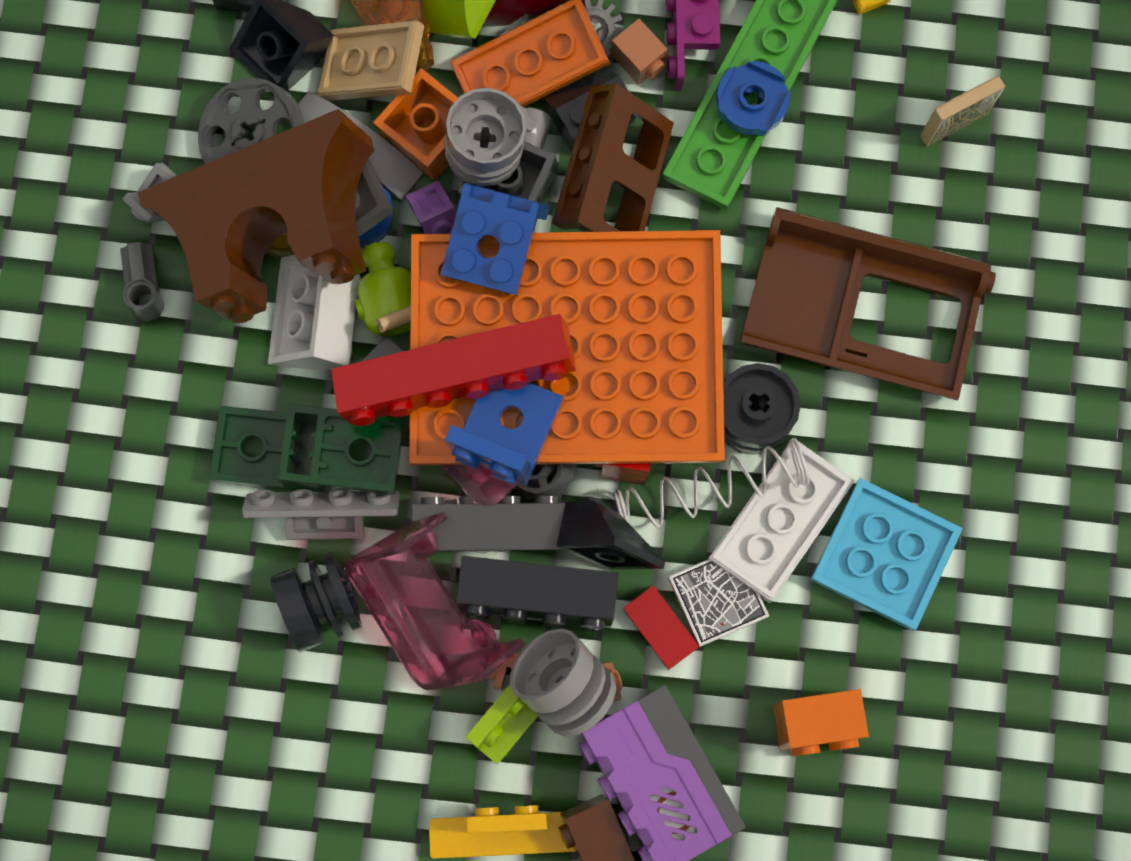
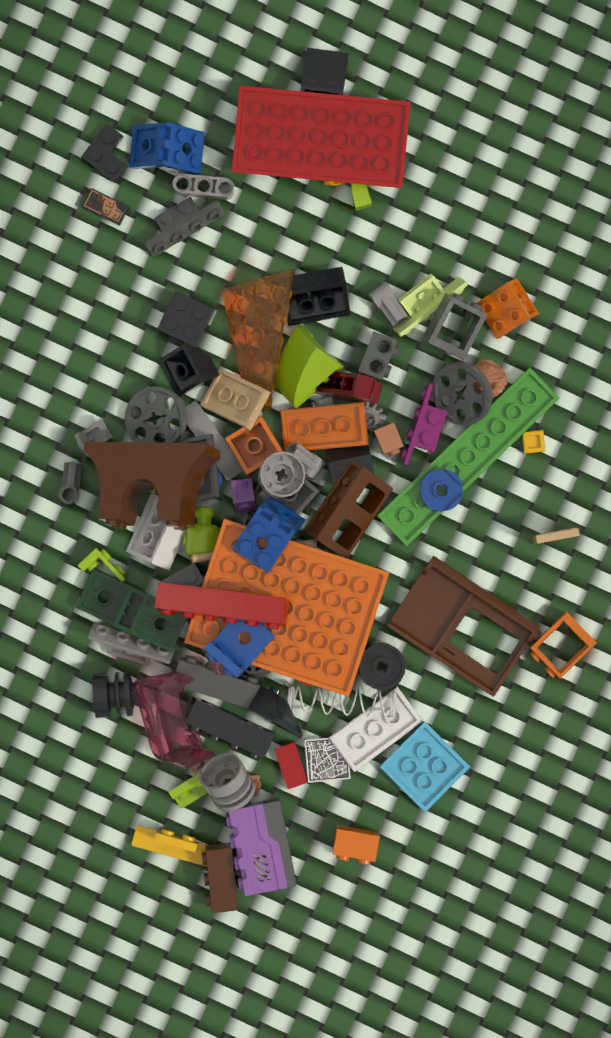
camera: 20 degrees right, 10 degrees up
(214, 388) = (91, 563): none -> lime bracket
(1053, 253) = (568, 620): none -> orange window

